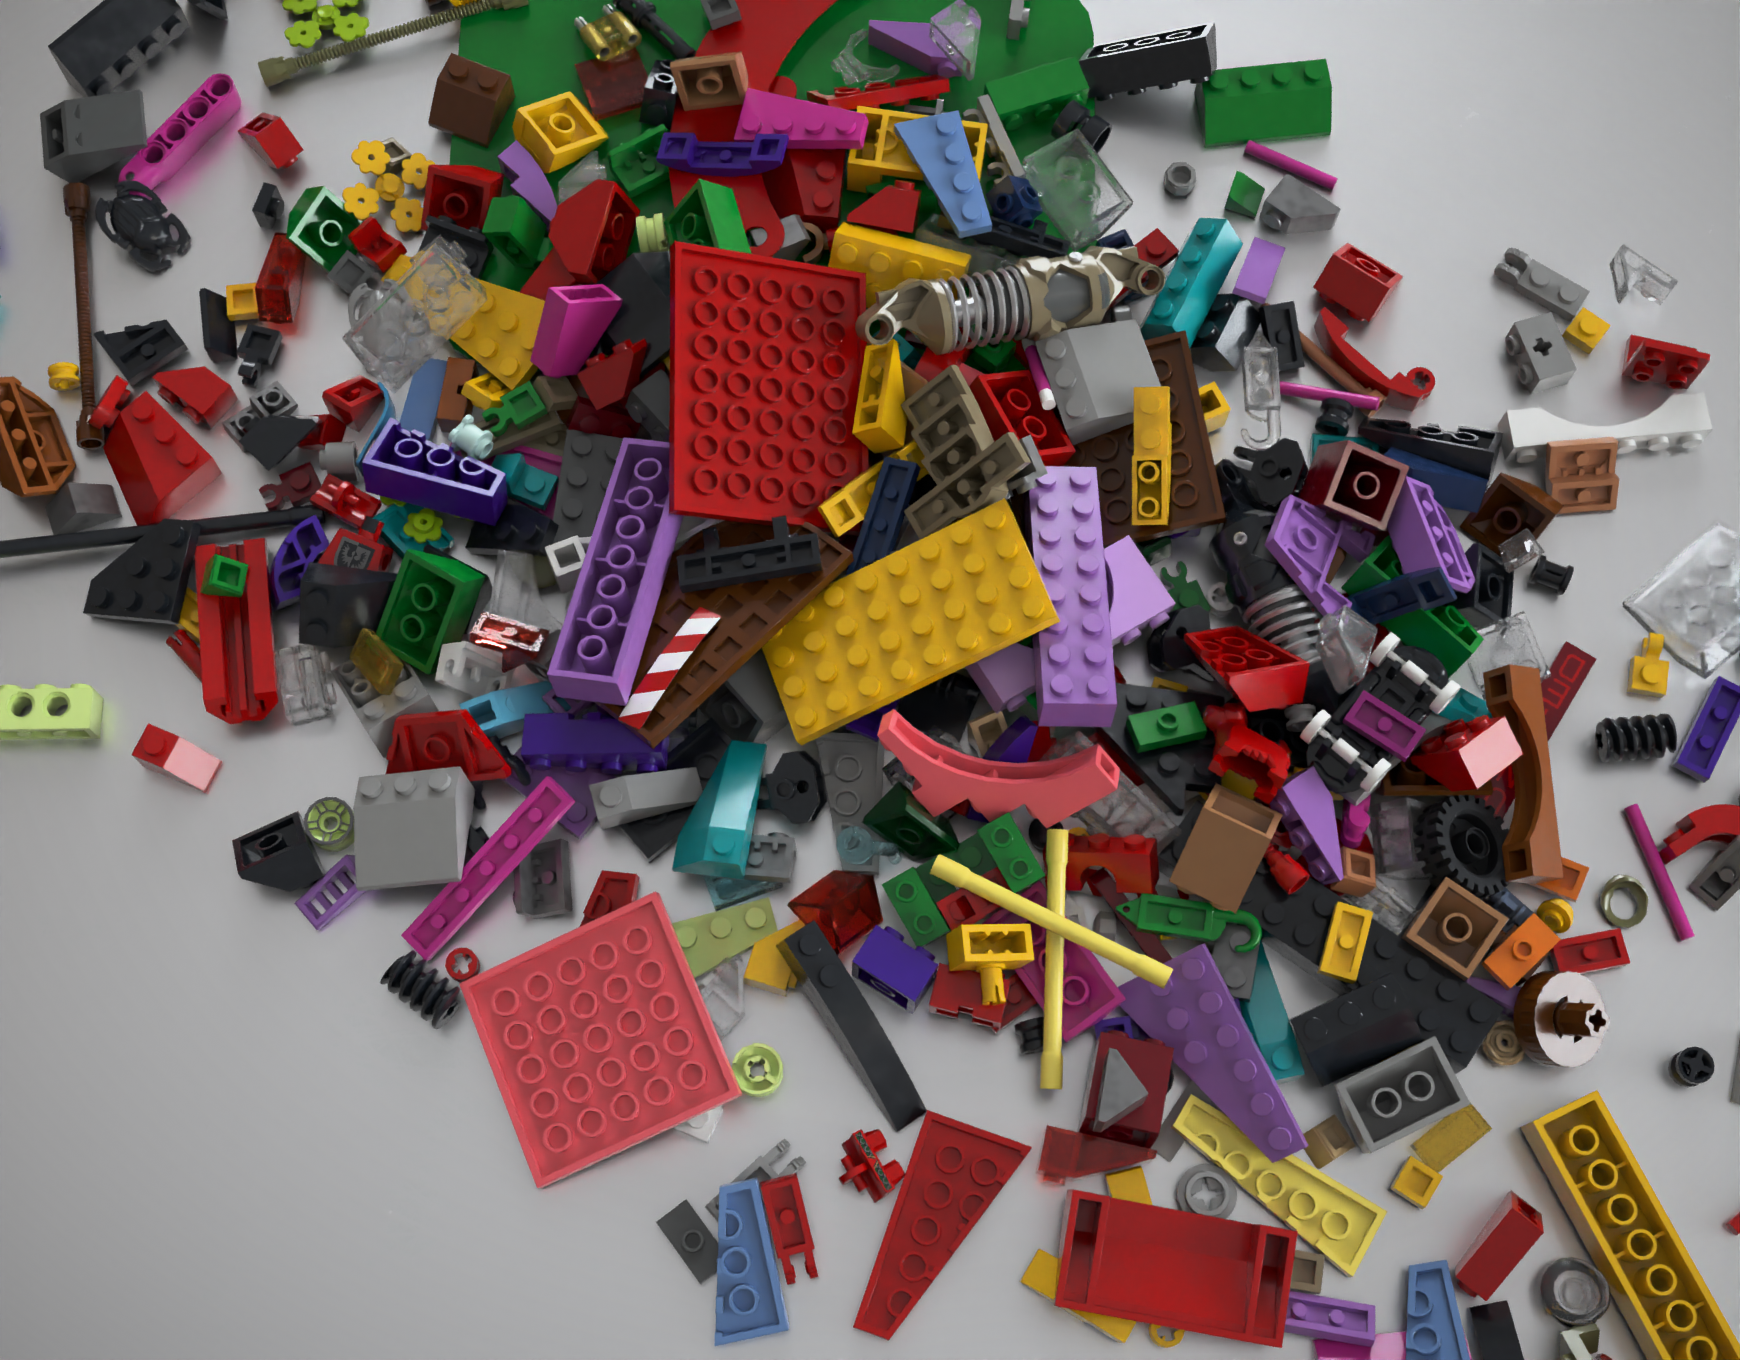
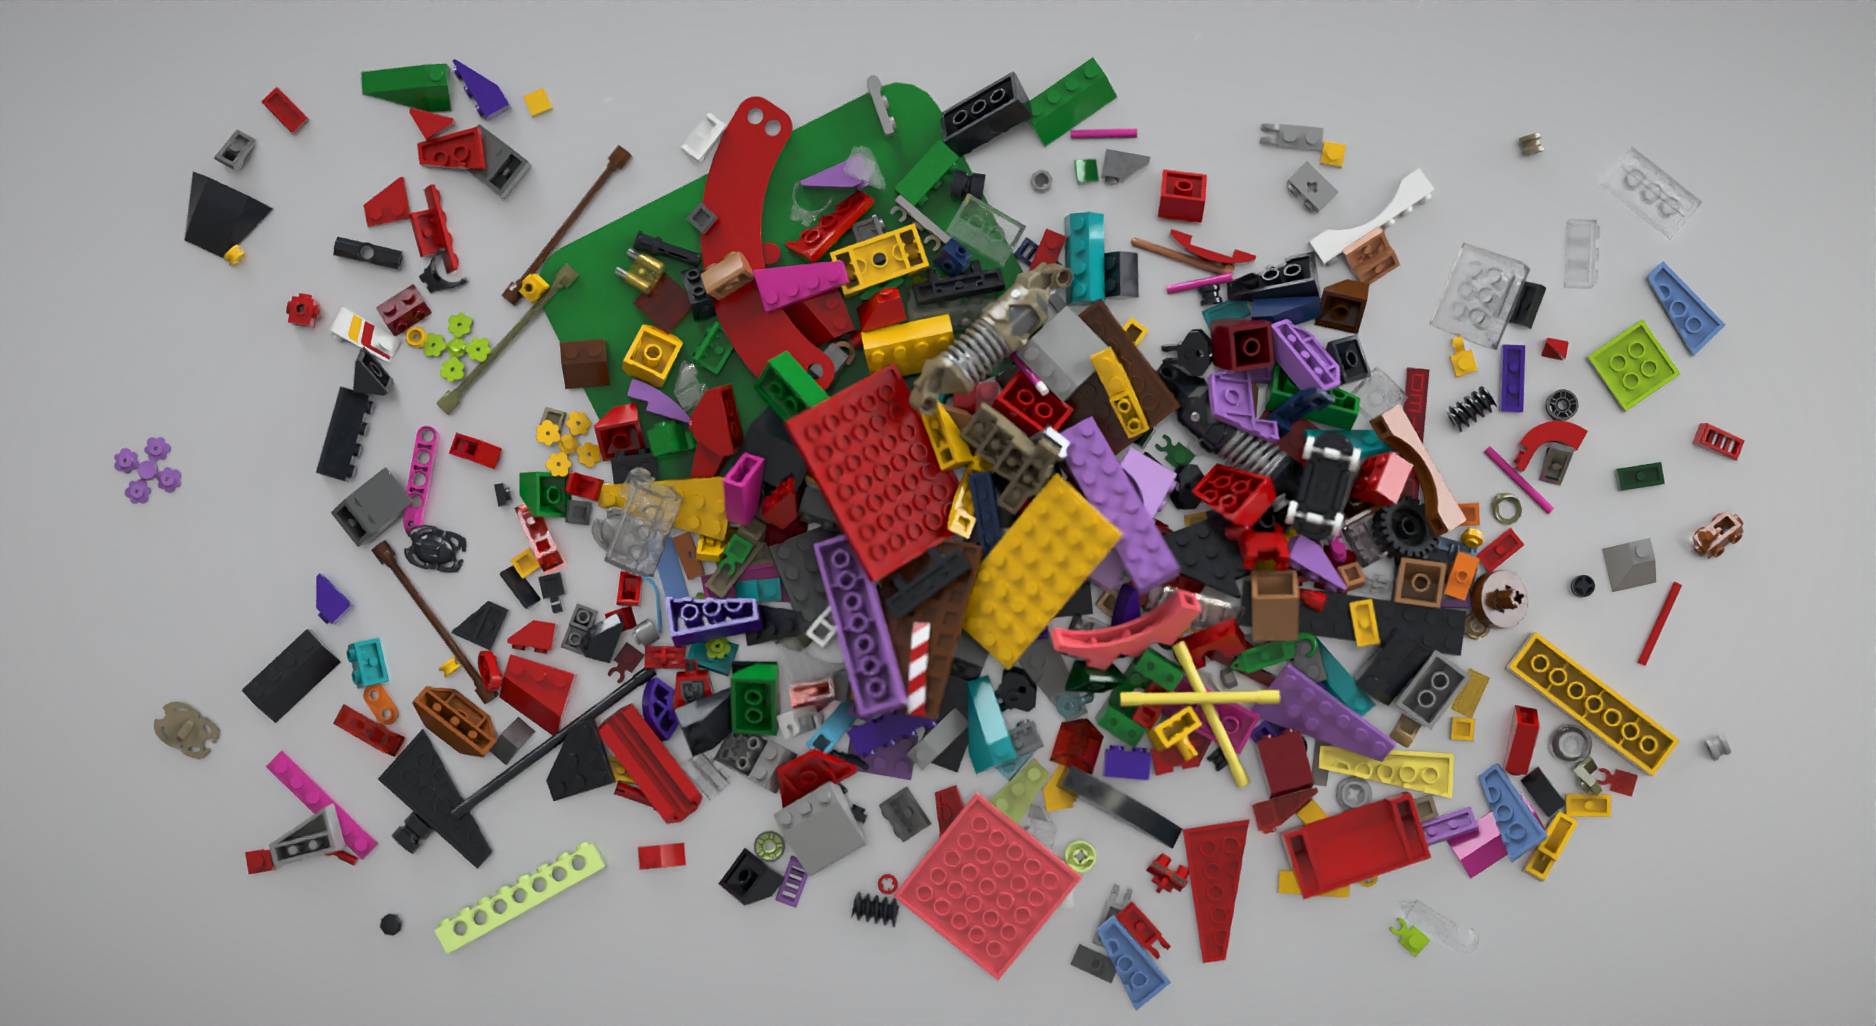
camera: 25 degrees left, 15 degrees up
(224, 577) = (627, 742): green slope -> none
(376, 661) = (744, 745): clear yellow tile -> none
(471, 439) = (721, 586): light aqua brick -> none
(488, 868) = (875, 826): dark pink plate -> none
(652, 233) = (749, 397): yellowish green wheel -> none
(723, 159) = (764, 326): dark purple slope -> none
(947, 167) = (904, 266): medium blue wing -> none
(1118, 1092) = (1282, 773): flat silver slope -> none
(1166, 726) = (1207, 551): green plate -> none
(1258, 270) = (1121, 227): medium lavender slope -> none
(1261, 390) = (1160, 305): clear plate -> none
(1282, 332) = (1154, 260): black plate -> none
(1345, 646) = (1286, 456): clear slope -> none
(1384, 726) = (1329, 494): magenta plate -> none
(1425, 376) = (1256, 243): red bush -> none
(1519, 550) = (1356, 327): clear slope -> none
(1551, 574) = (1388, 332): black bush -> none
(1633, 271) = (1342, 102): clear slope -> none
(1662, 362) = (1386, 152): red bracket -> none

